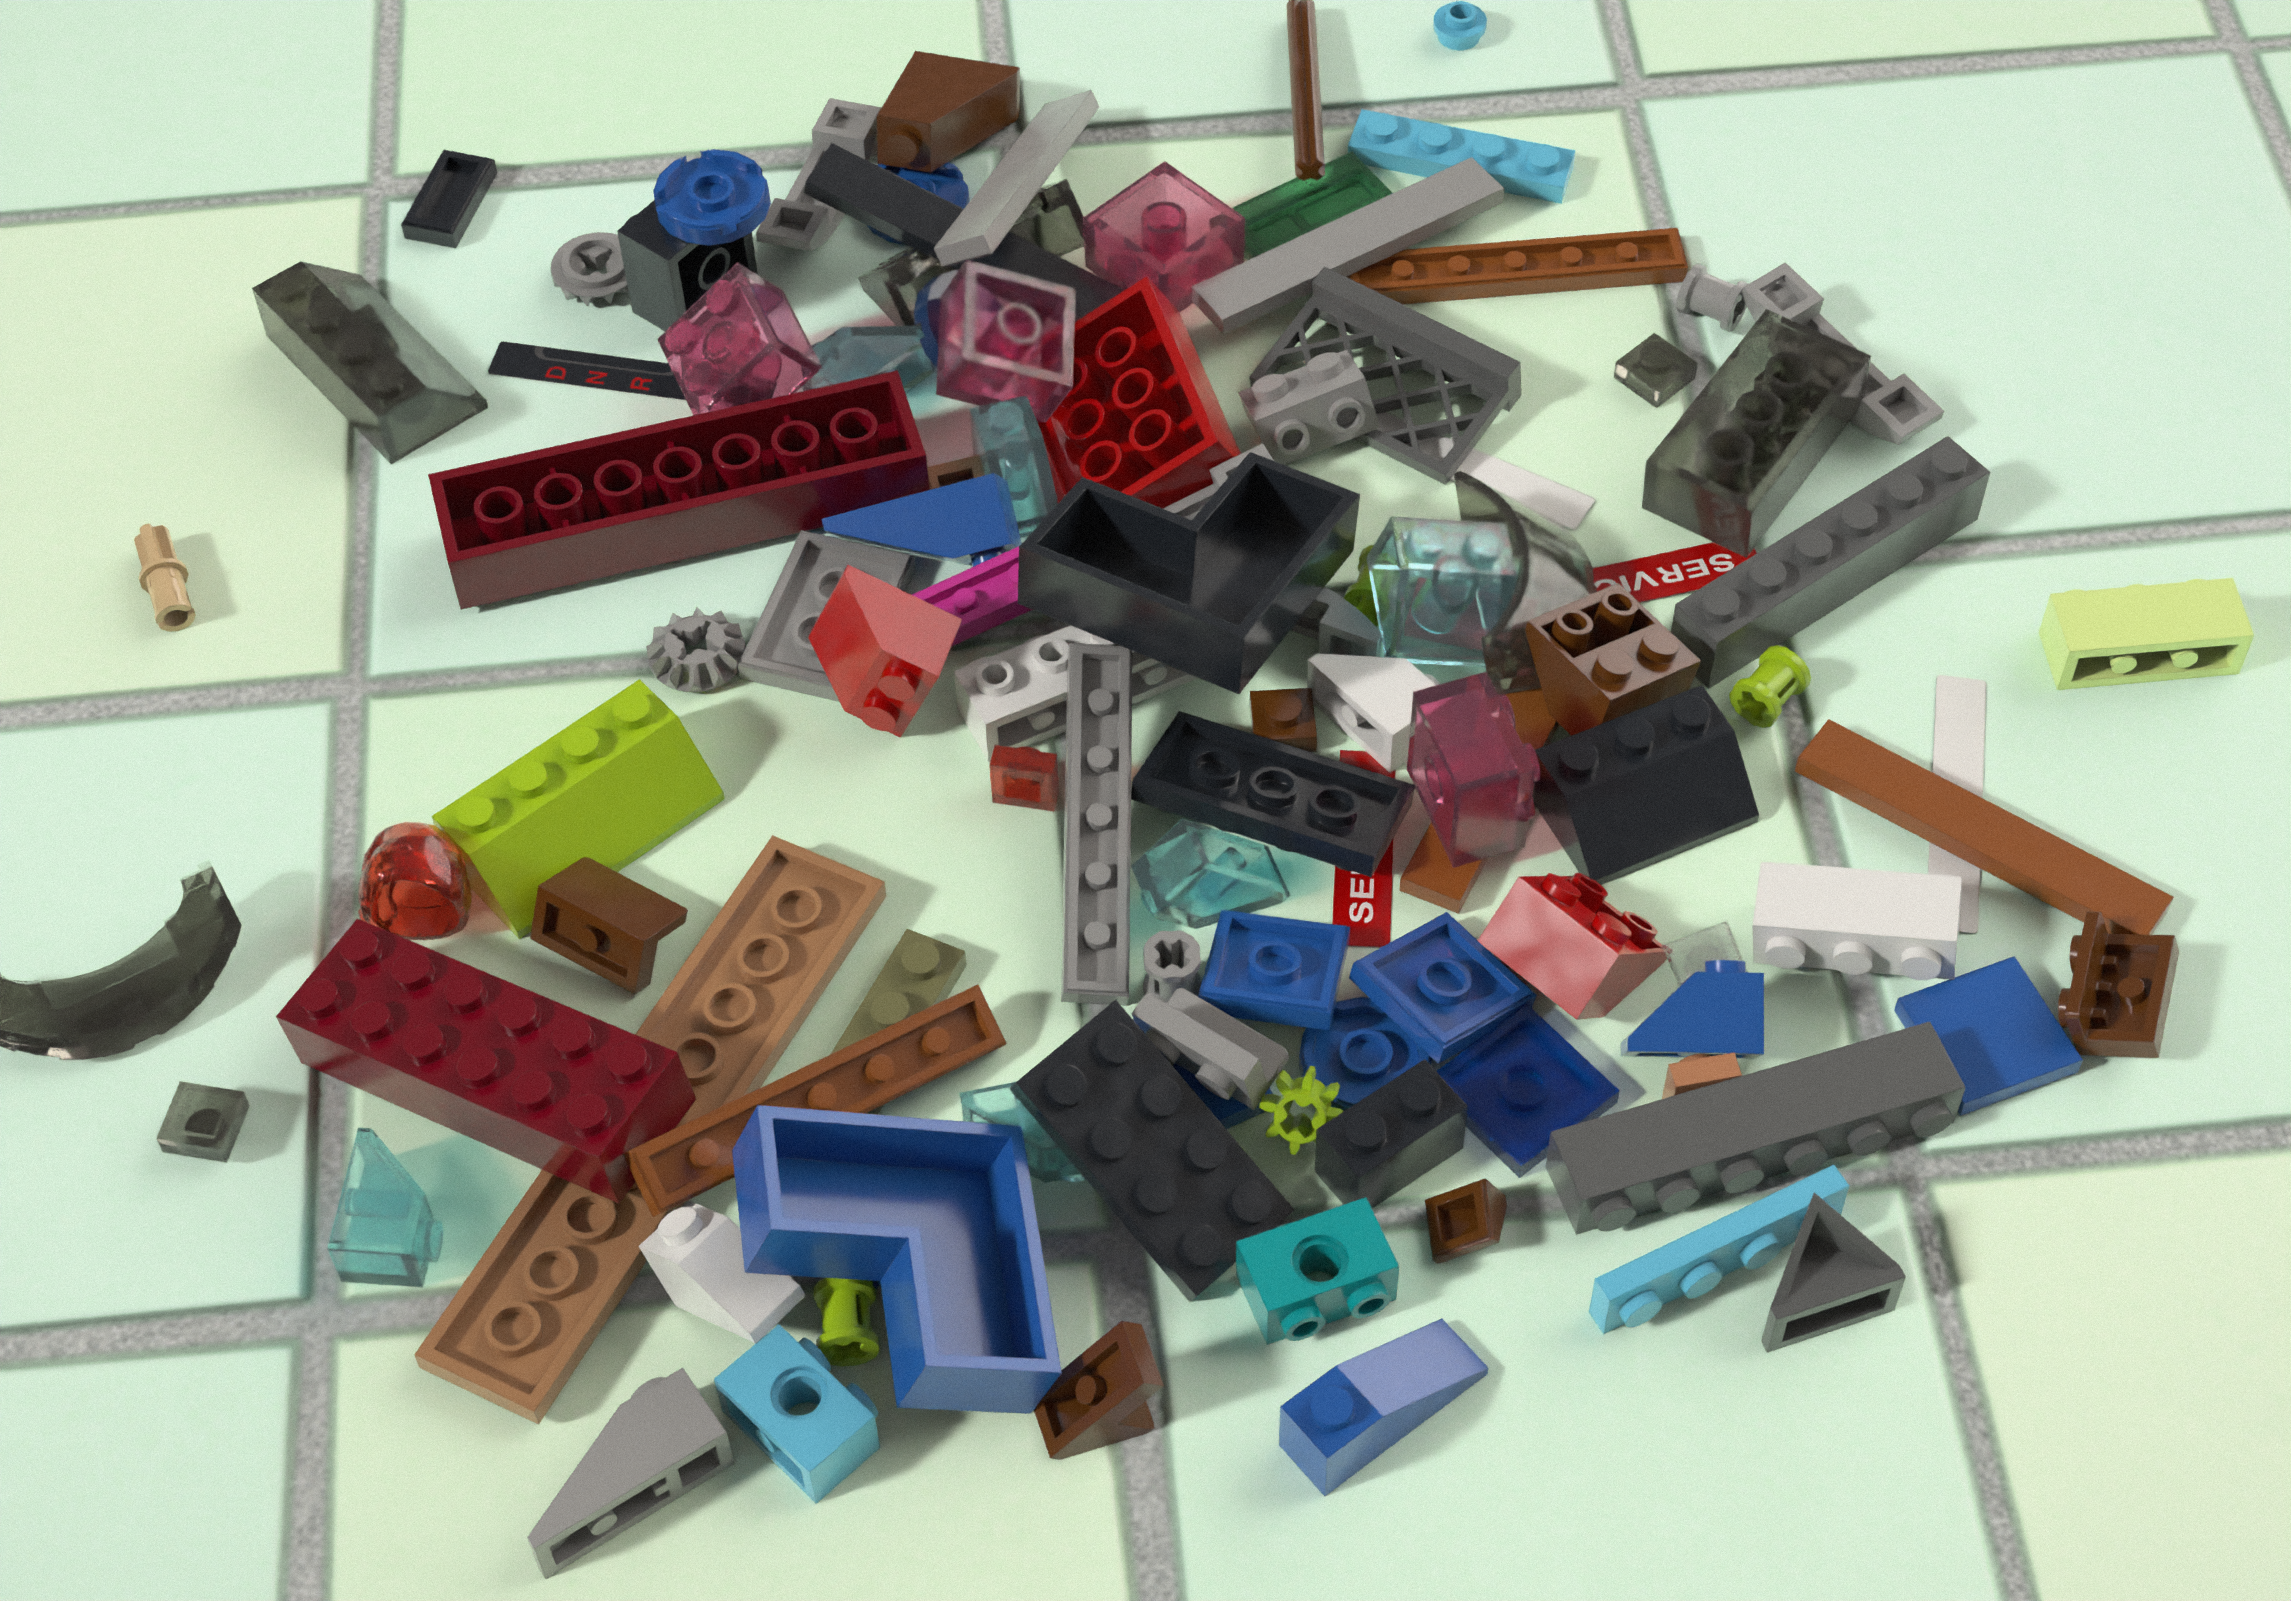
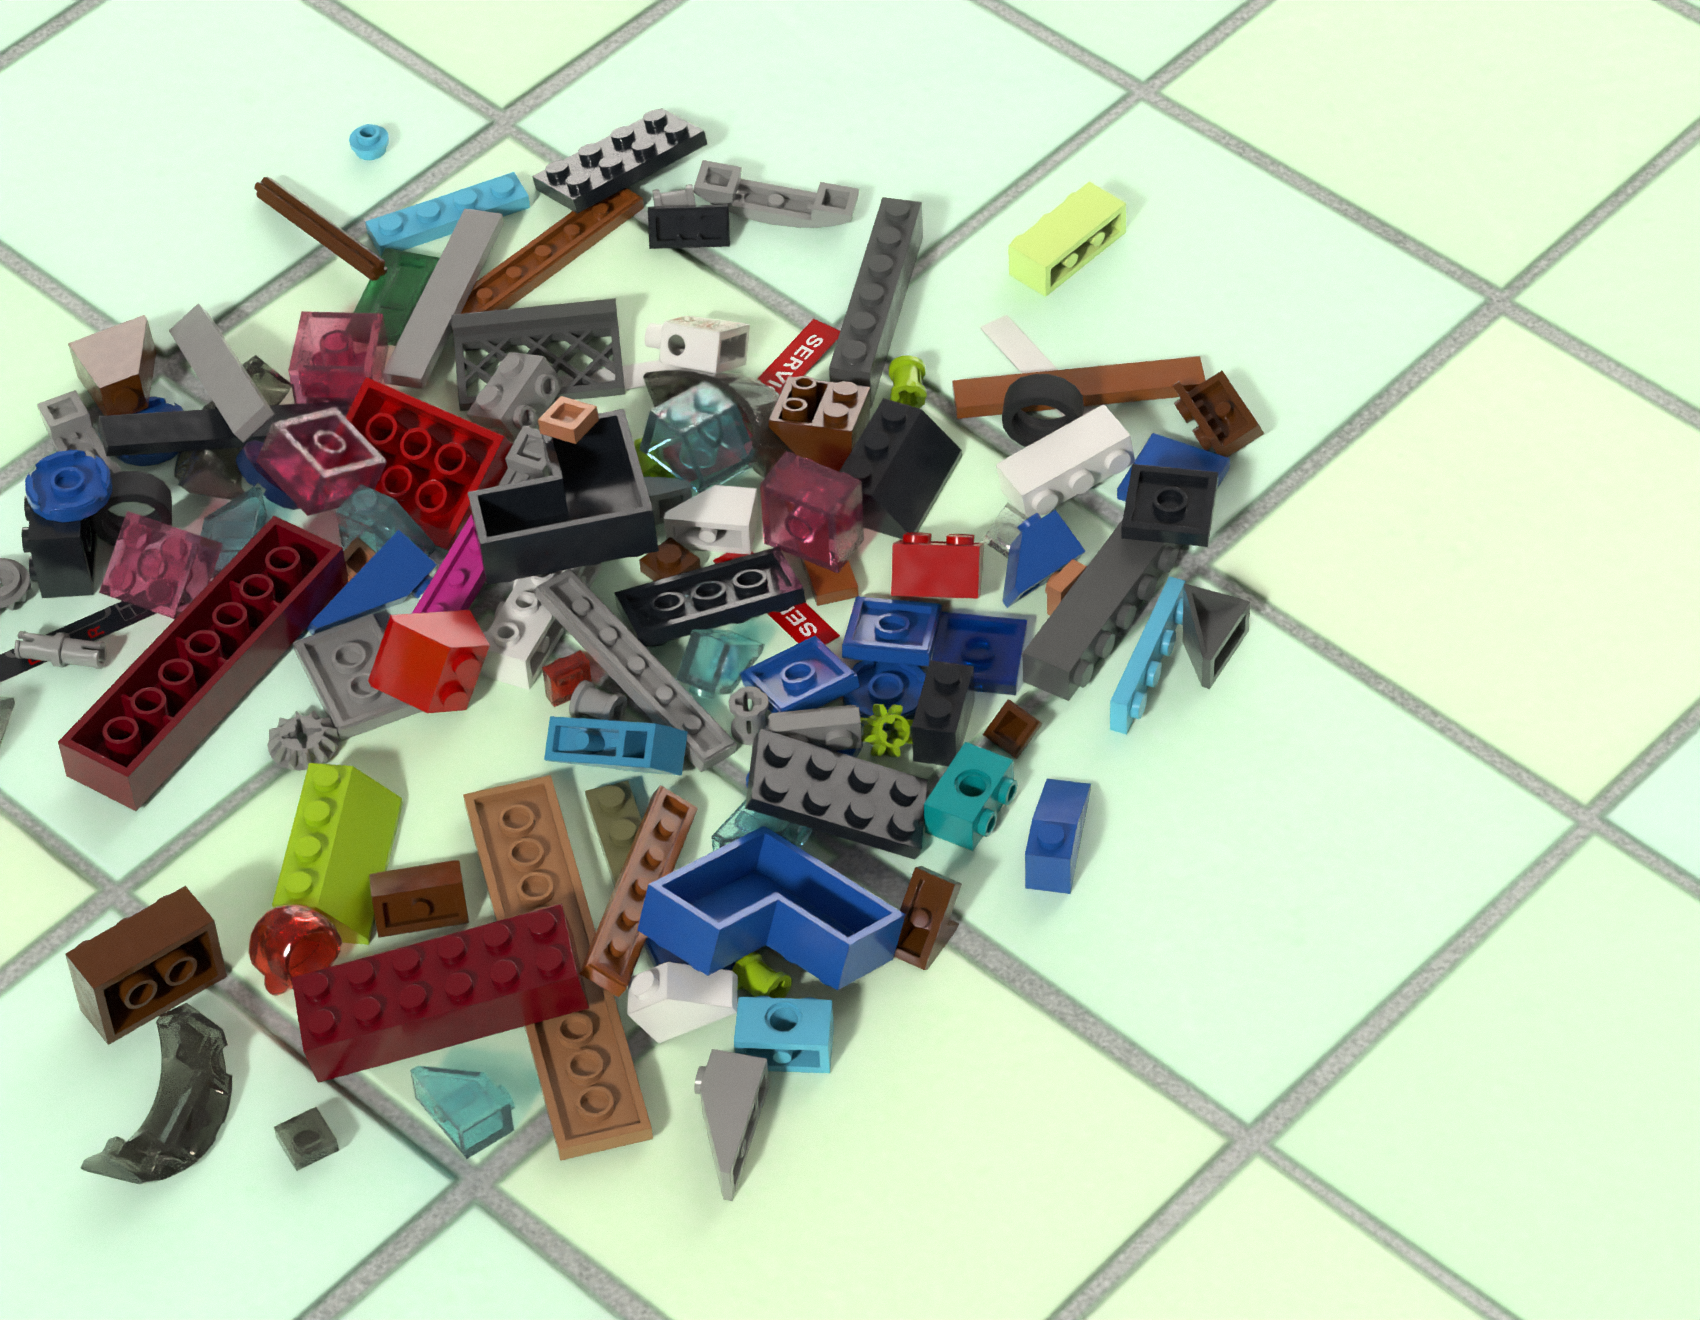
camera: 40 degrees left, 5 degrees down
(251, 790) = (146, 964): none -> reddish brown brick
(576, 379) = (60, 650): none -> light grey pin
(791, 260) = (132, 487): none -> black tyre
(990, 903) = (616, 745): none -> dark azure slope
(1024, 835) = (596, 704): none -> light grey bush
(1271, 465) = (568, 419): none -> nougat plate
(1566, 479) = (700, 343): none -> white torso
(1655, 370) = (679, 263): clear smoke plate -> none
(1694, 325) = (689, 226): none -> black plate
(1704, 207) = (619, 160): none -> black plate
(1755, 432) = (777, 258): clear smoke brick -> none
(1887, 827) = (1039, 390): none -> black tyre
(1916, 1071) = (1169, 505): none -> black plate

